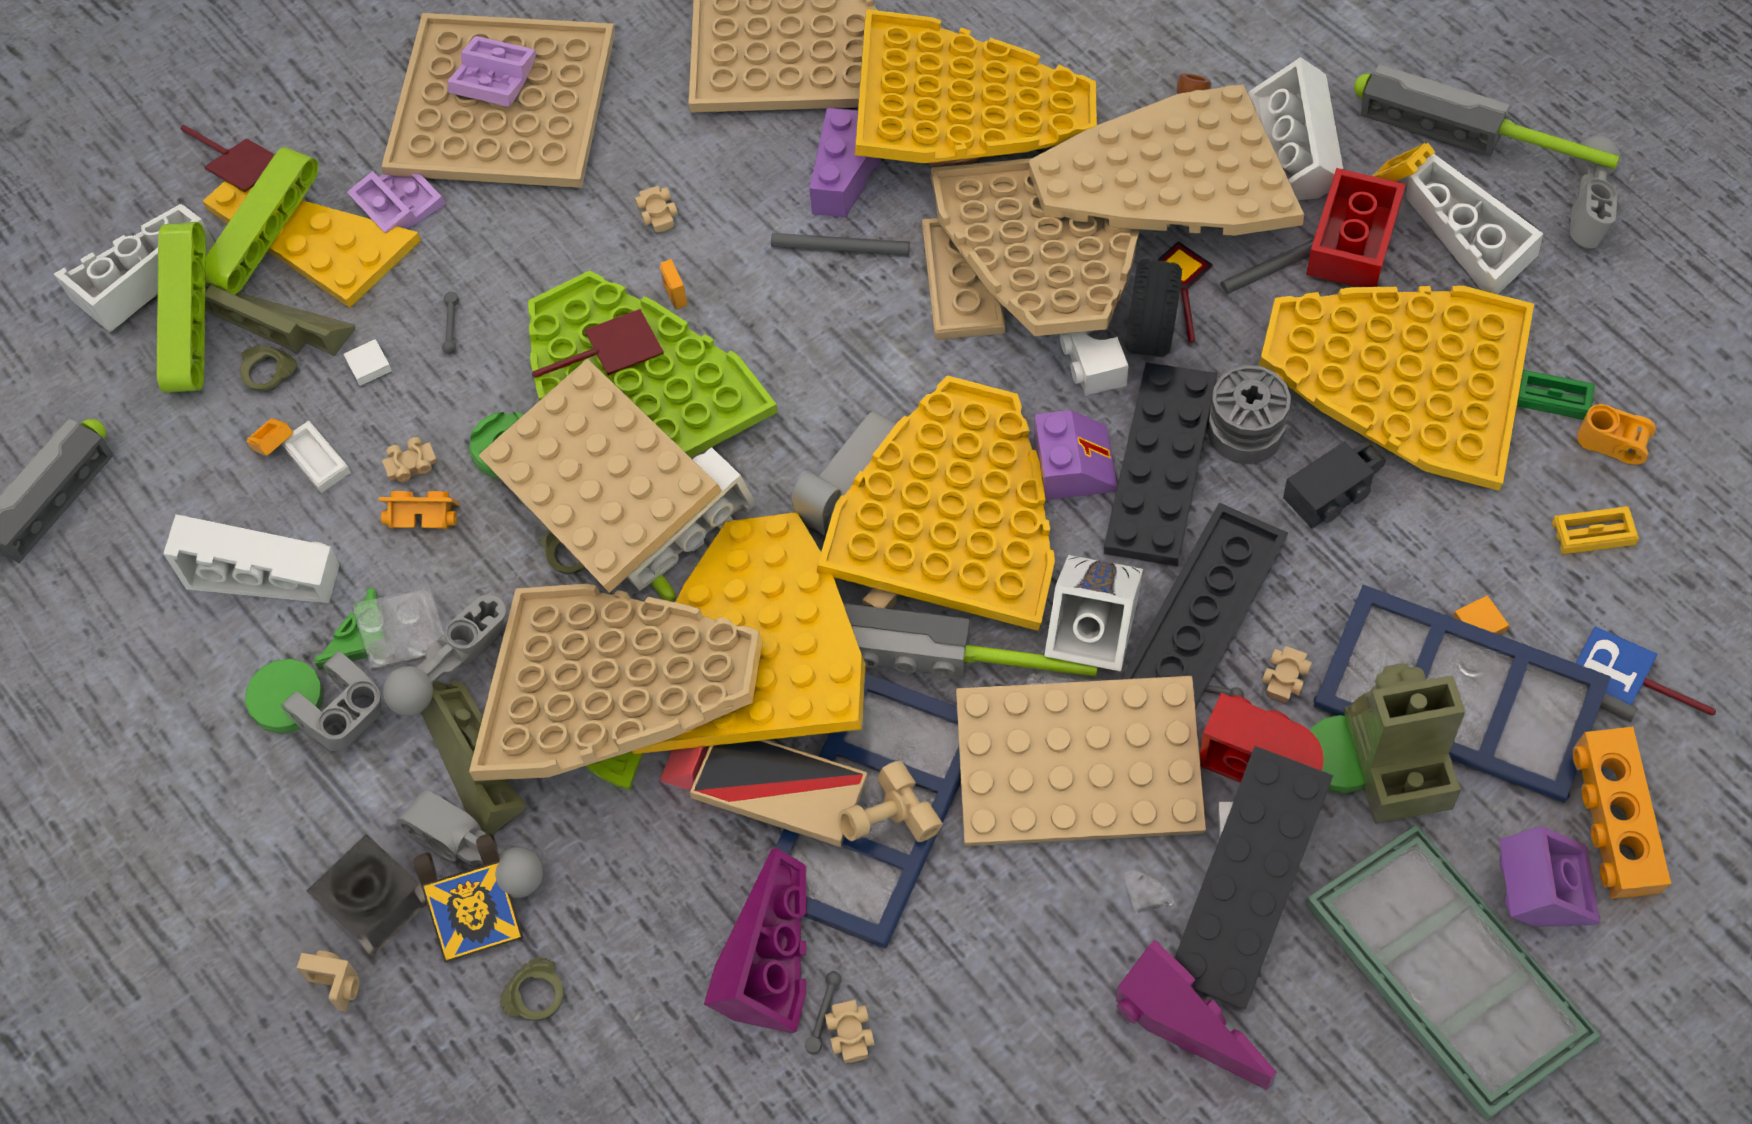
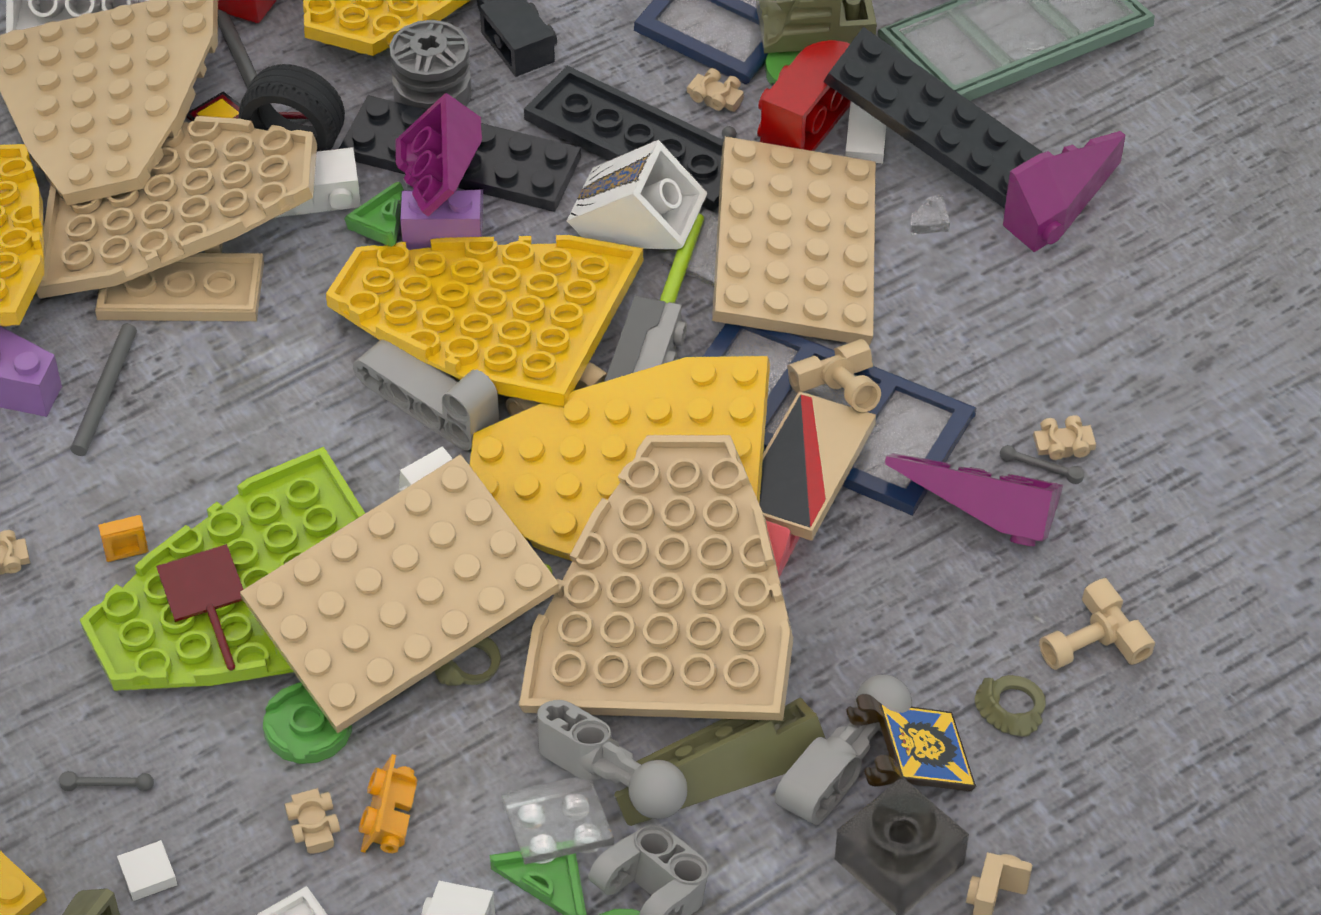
camera: 90 degrees left, 10 degrees down
(618, 1072) = (1107, 626): none -> tan bar
(1062, 398) = (379, 216): none -> bright green tile
(1126, 430) = (438, 151): none -> magenta wedge

